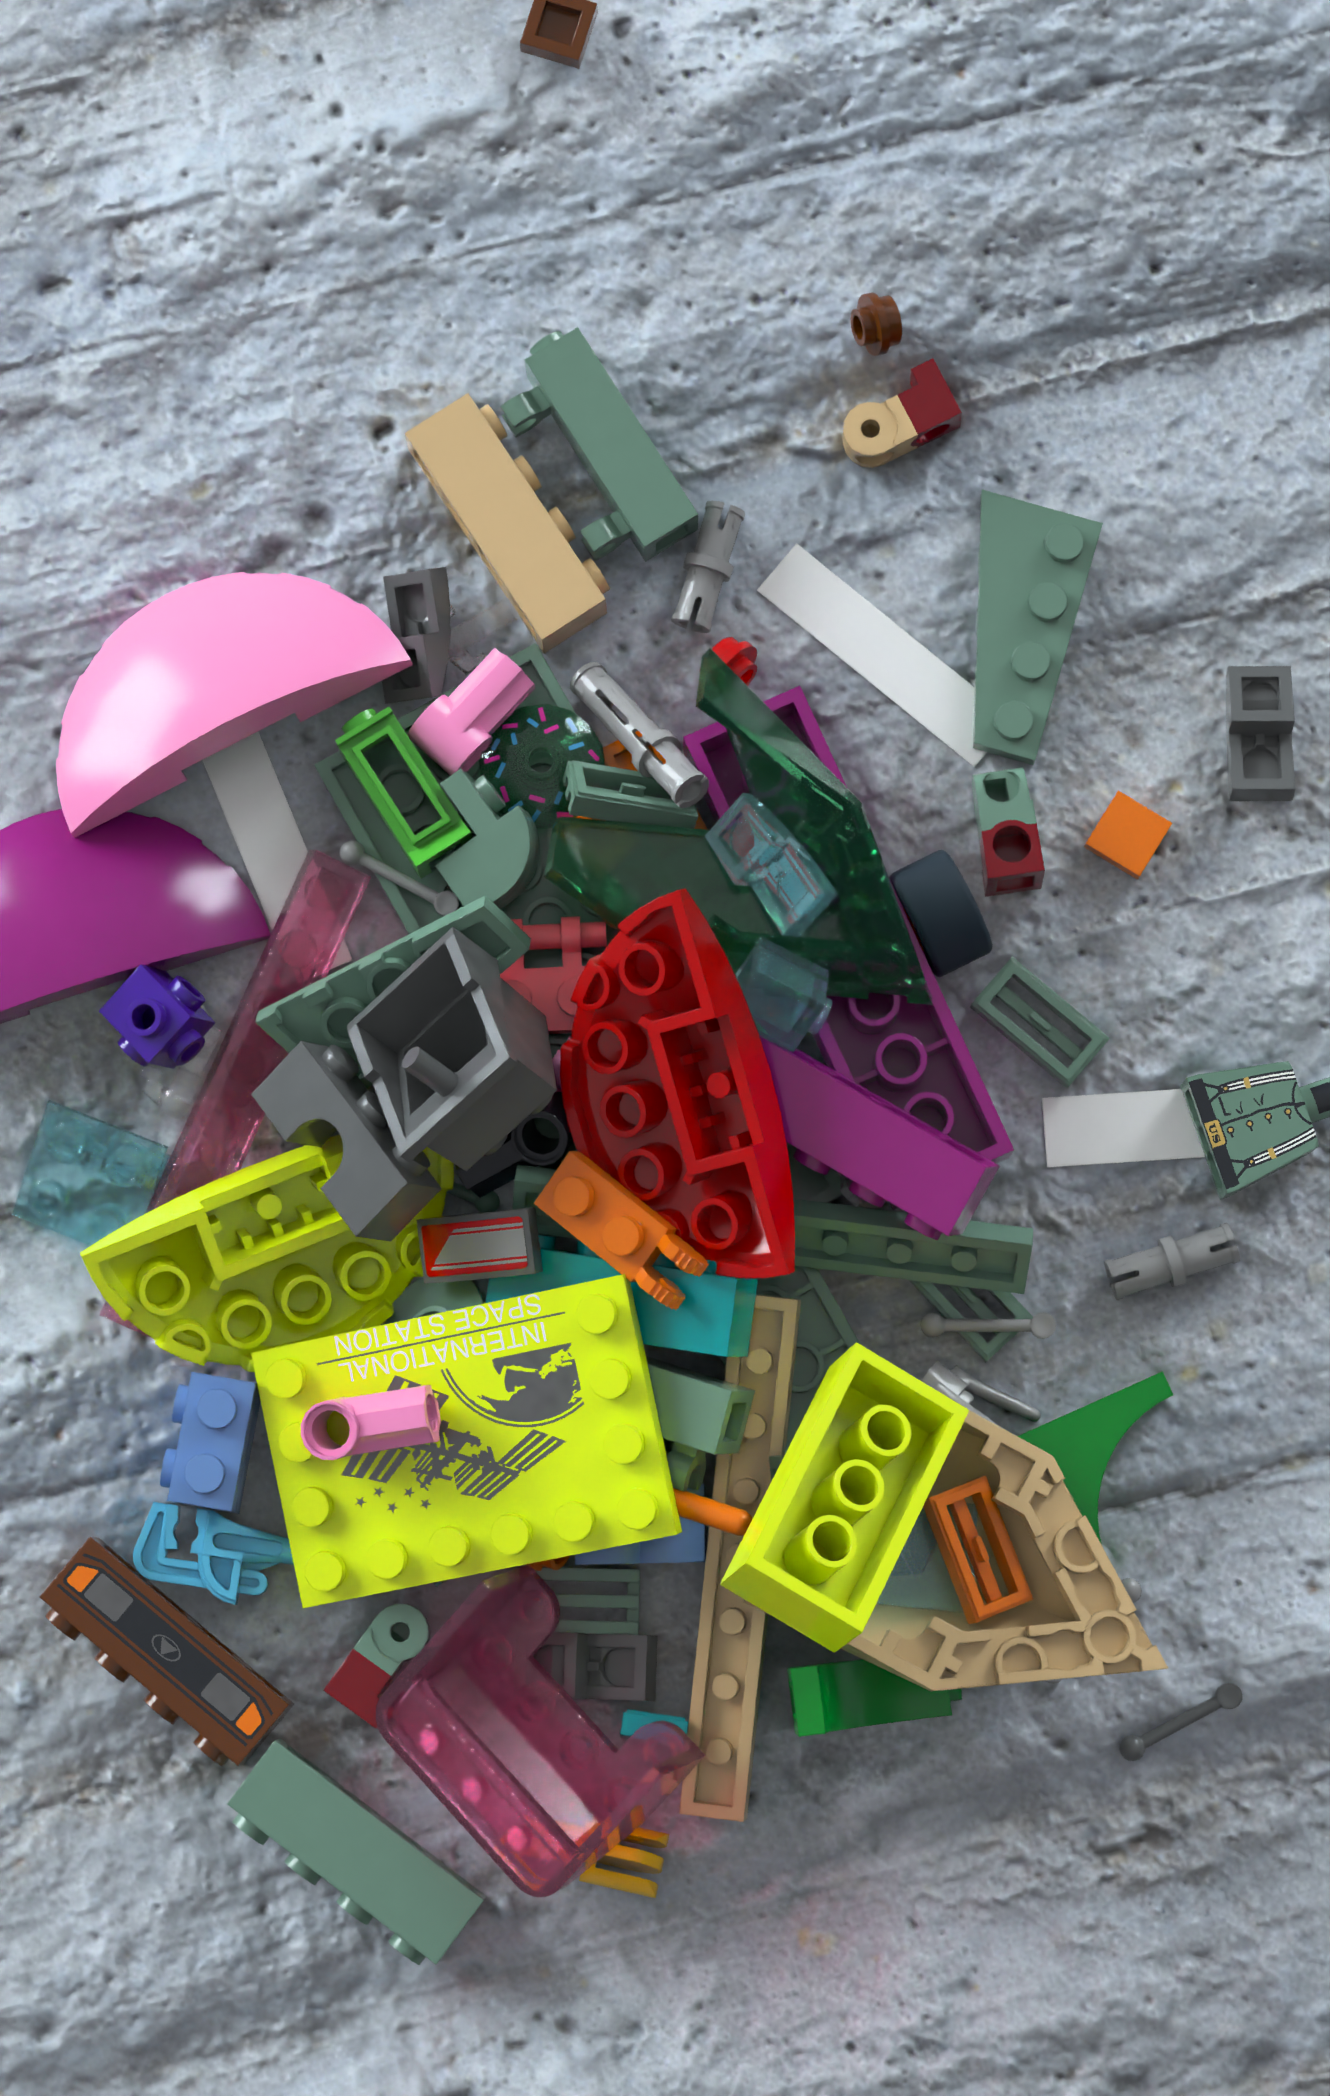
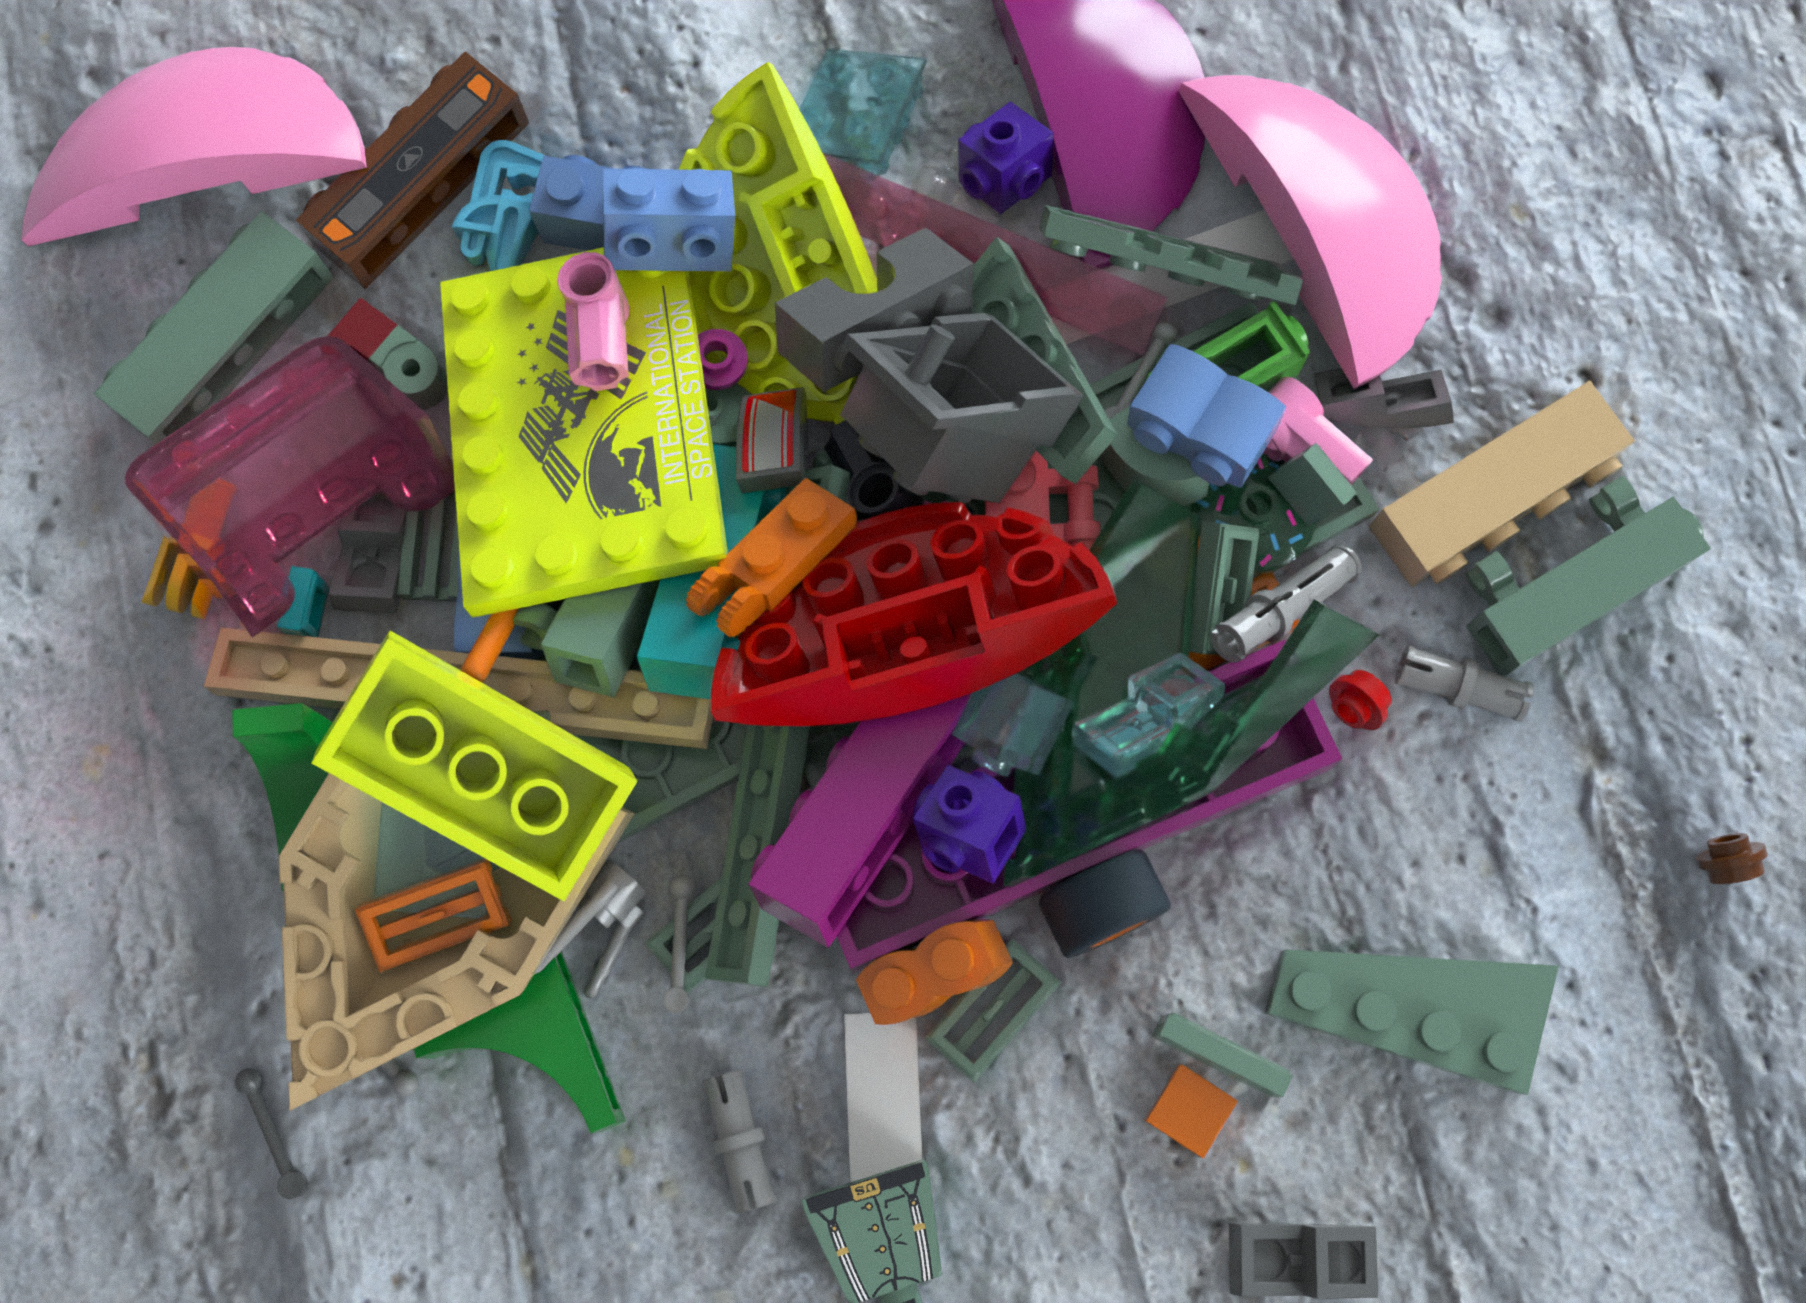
camera: 90 degrees right, 5 degrees down
(125, 1903) = (190, 129): none -> bright pink brick
(258, 1353) = (668, 219): none -> medium blue brick
(273, 833) = (1184, 259): none -> sand green wing
(385, 1289) = (732, 369): none -> magenta plate
(473, 809) = (1204, 416): none -> medium blue brick
(524, 707) = (1312, 484): none -> sand green tile
(875, 648) = (1383, 854): white sticker -> none
(879, 1035) = (968, 823): none -> dark purple brick
(903, 423) = (1627, 883): leg -> none
(1007, 832) = (1191, 979): leg -> none
(1008, 1063) = (943, 965): none -> orange brick
(1076, 803) = (1223, 1055): none -> sand green tile

